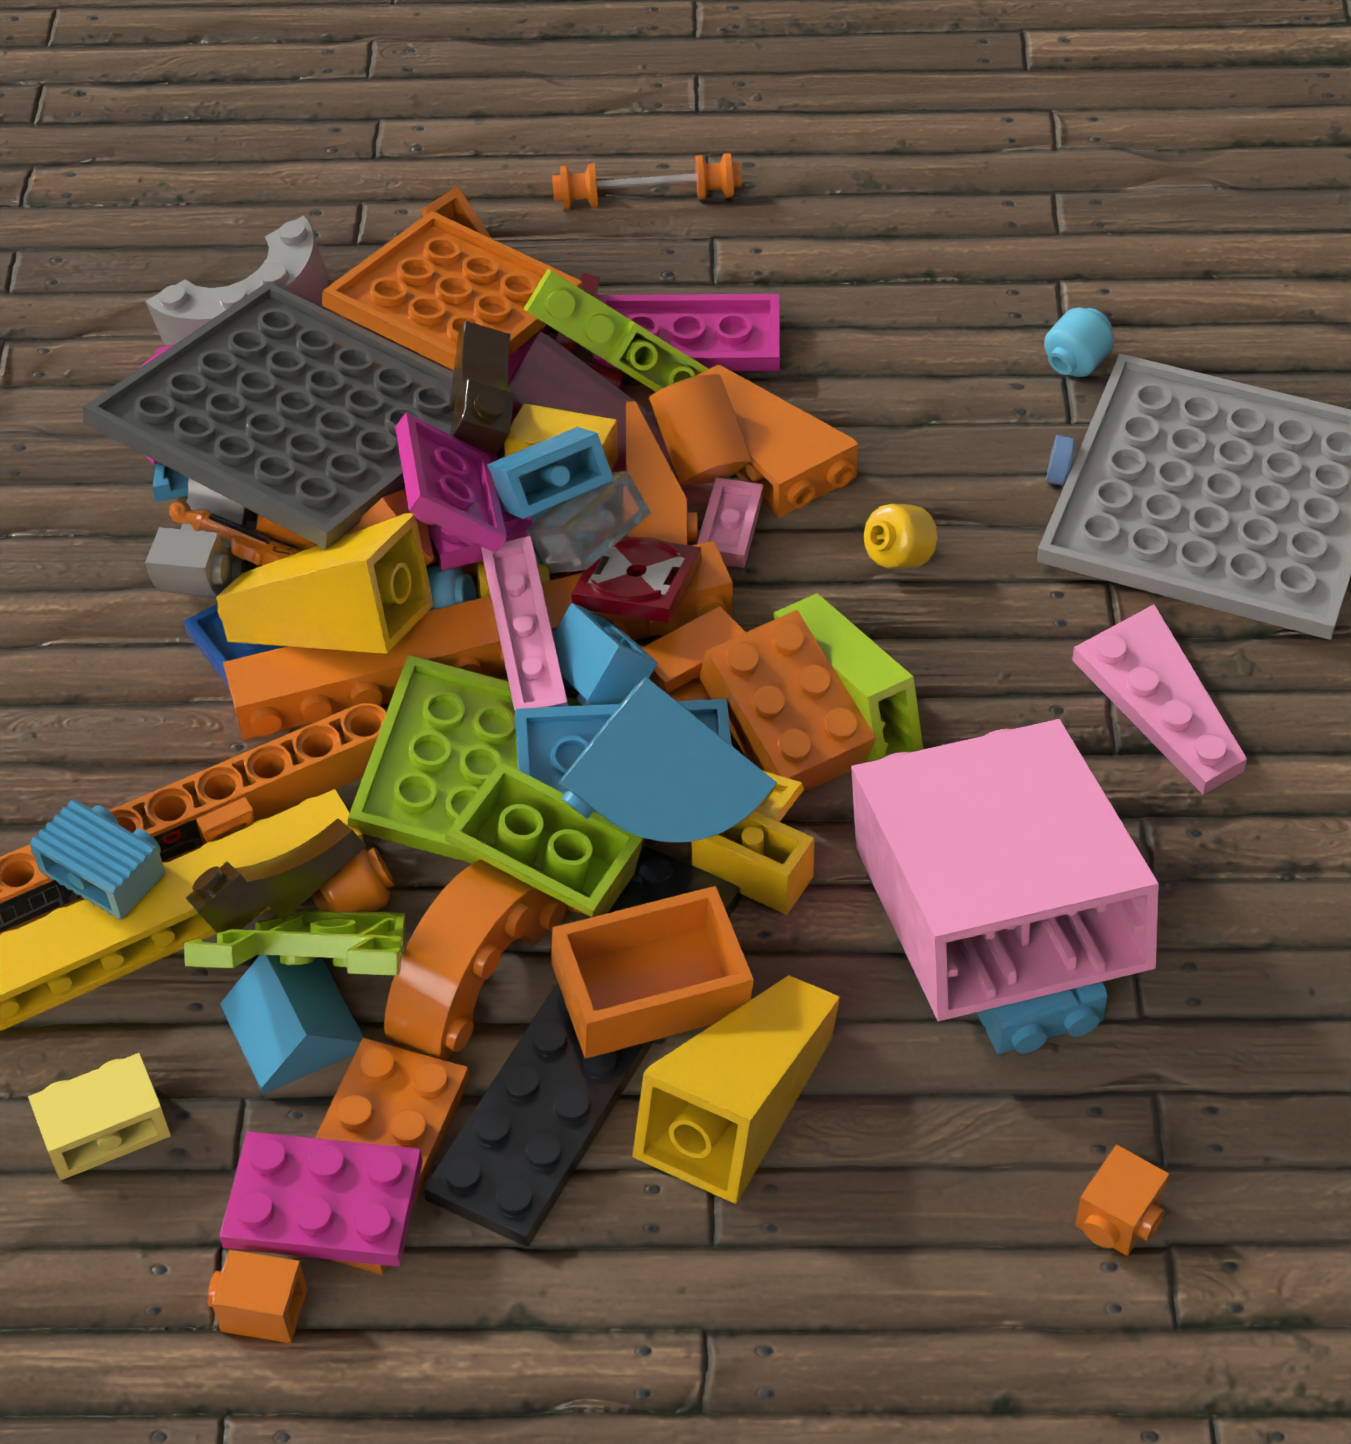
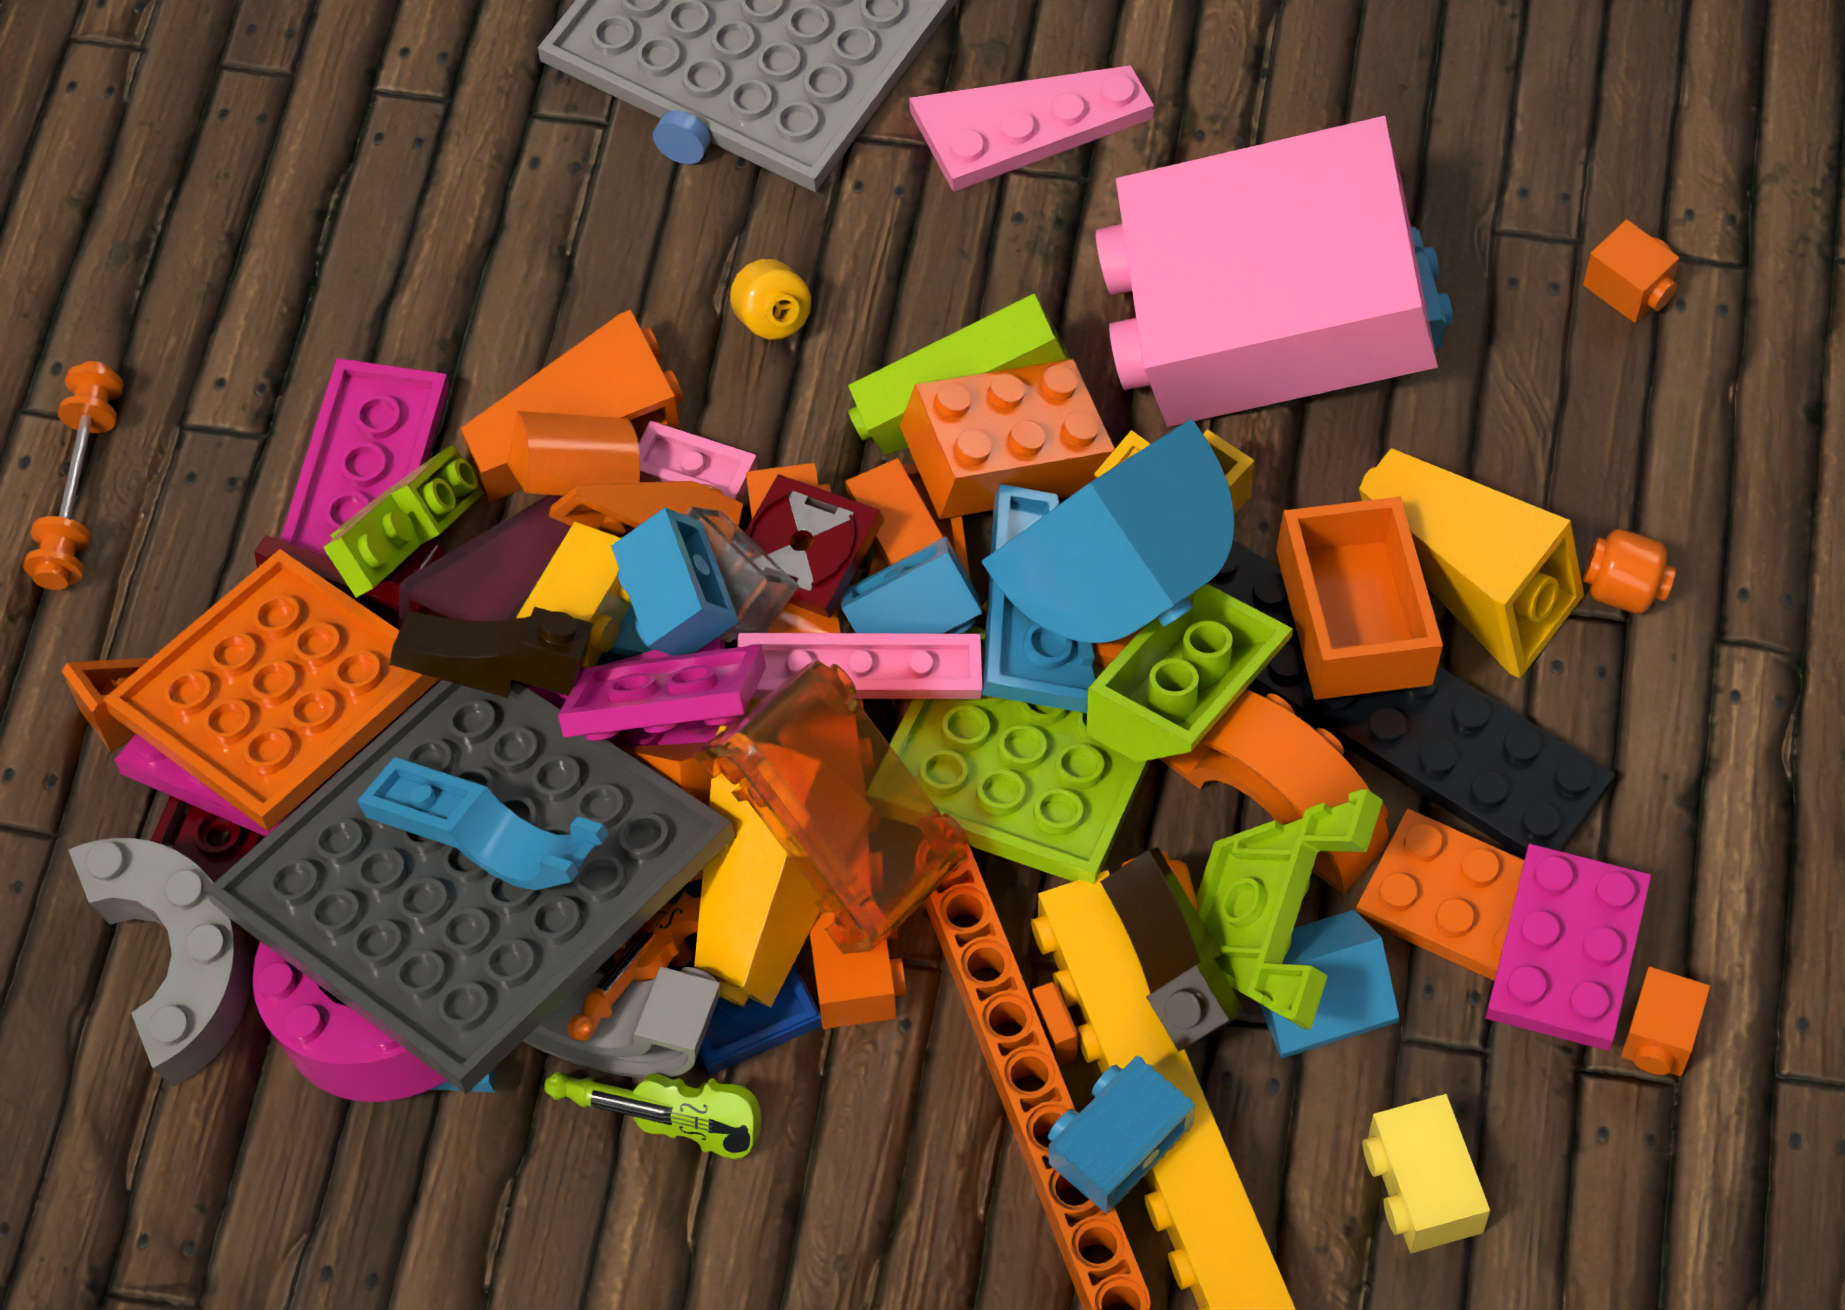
camera: 80 degrees left, 10 degrees up
(139, 616) = (713, 1115): none -> lime piece
(313, 390) = (478, 825): none -> dark azure piece
(341, 593) = (838, 804): none -> clear orange windscreen
(751, 1222) = (1628, 571): none -> orange head
(1079, 342) = (508, 80): medium azure head -> none

